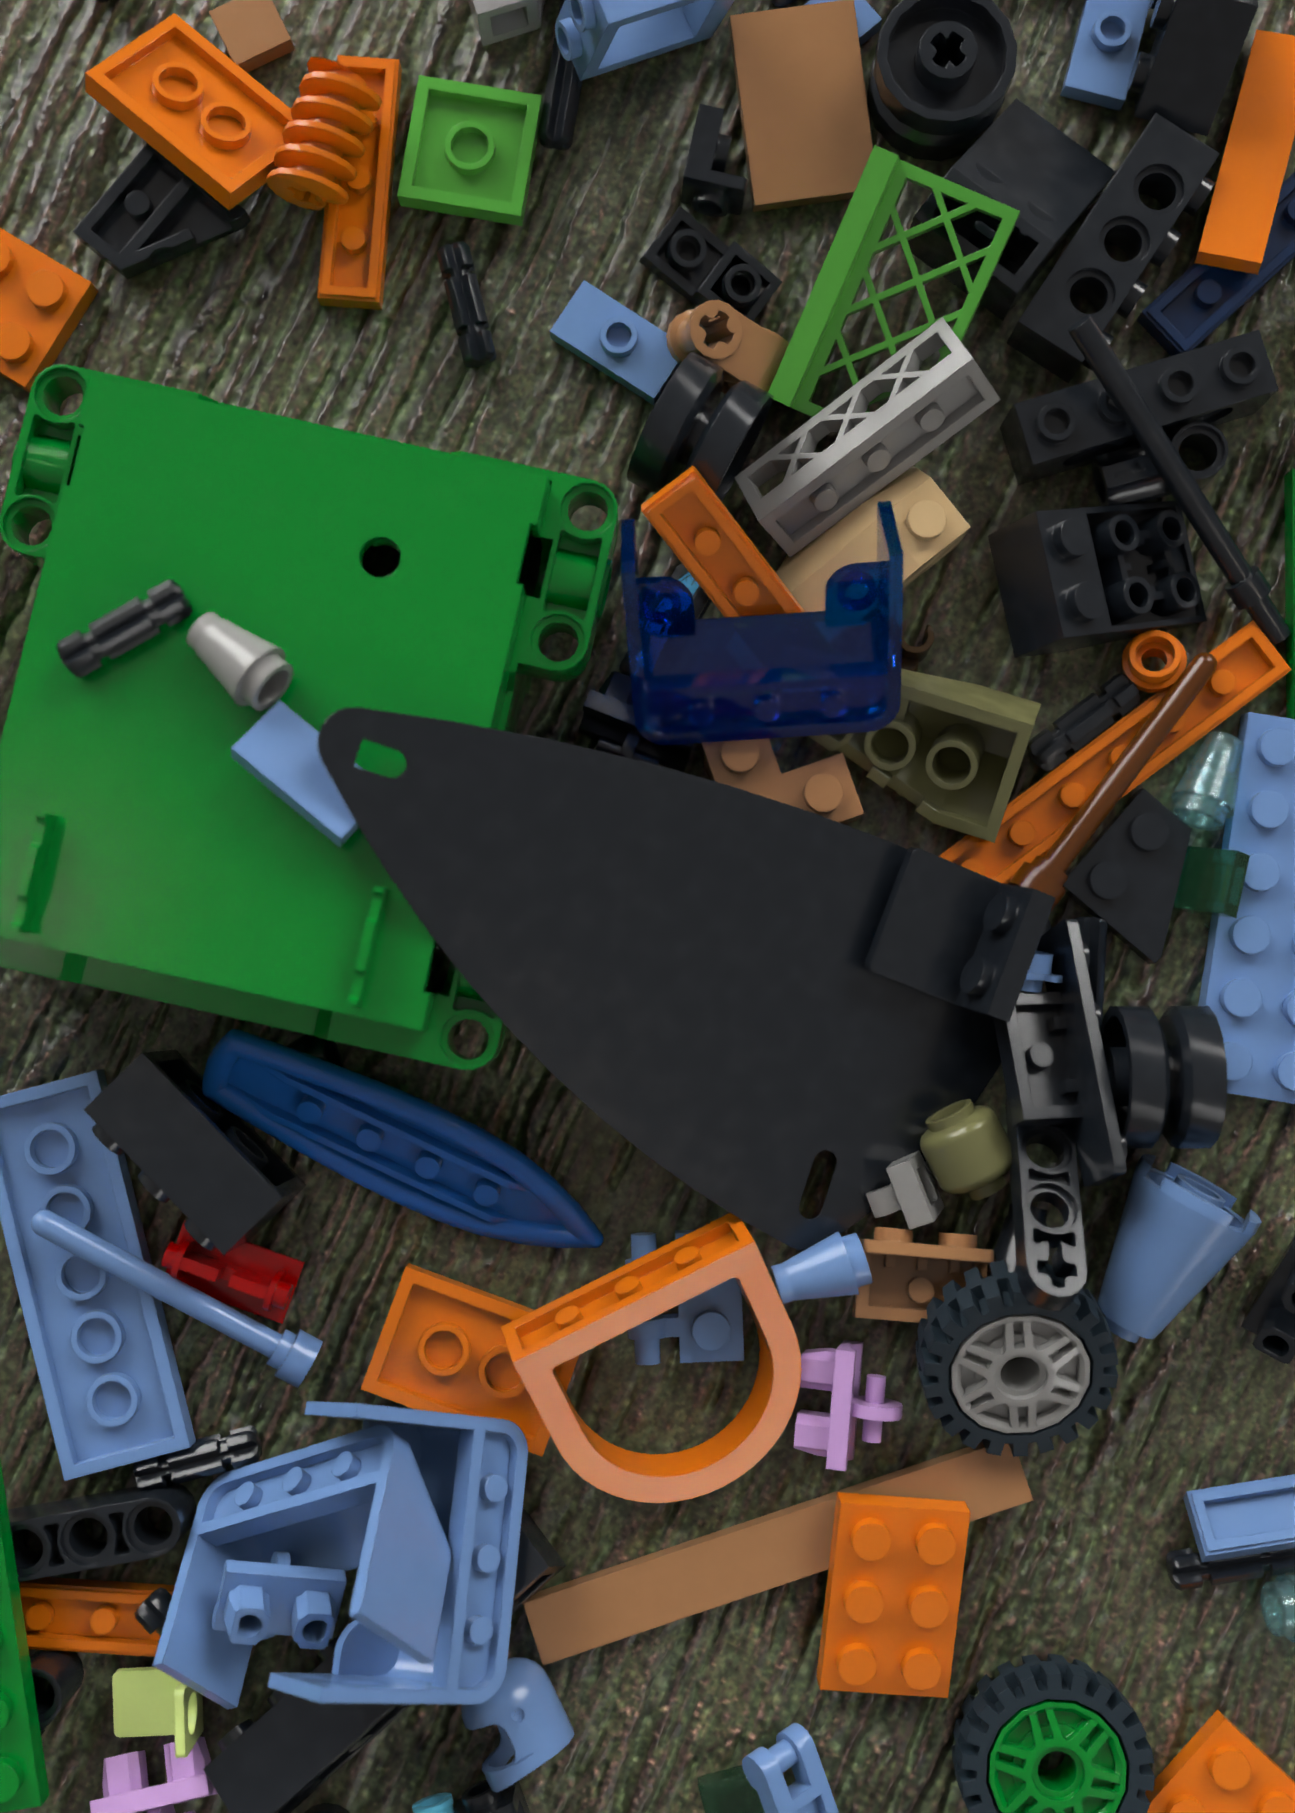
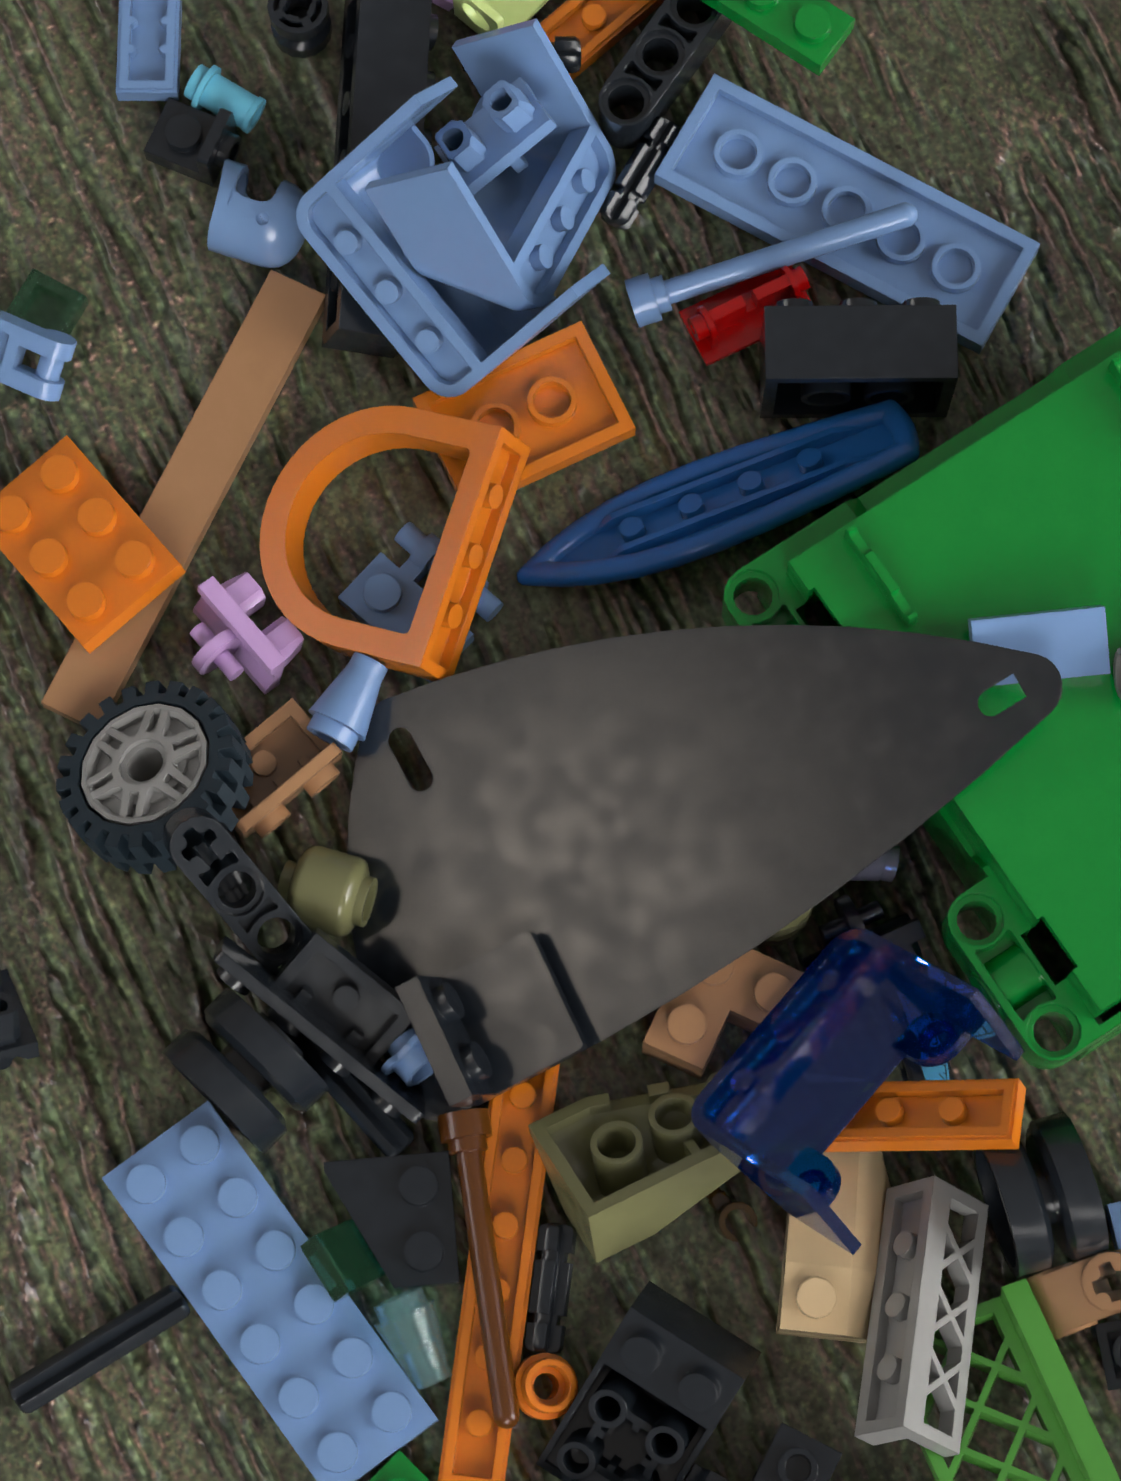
camera: 135 degrees right, 10 degrees down
(909, 1190) = (339, 820): light grey tile -> none
(1168, 1247) = (121, 967): medium blue cone -> none

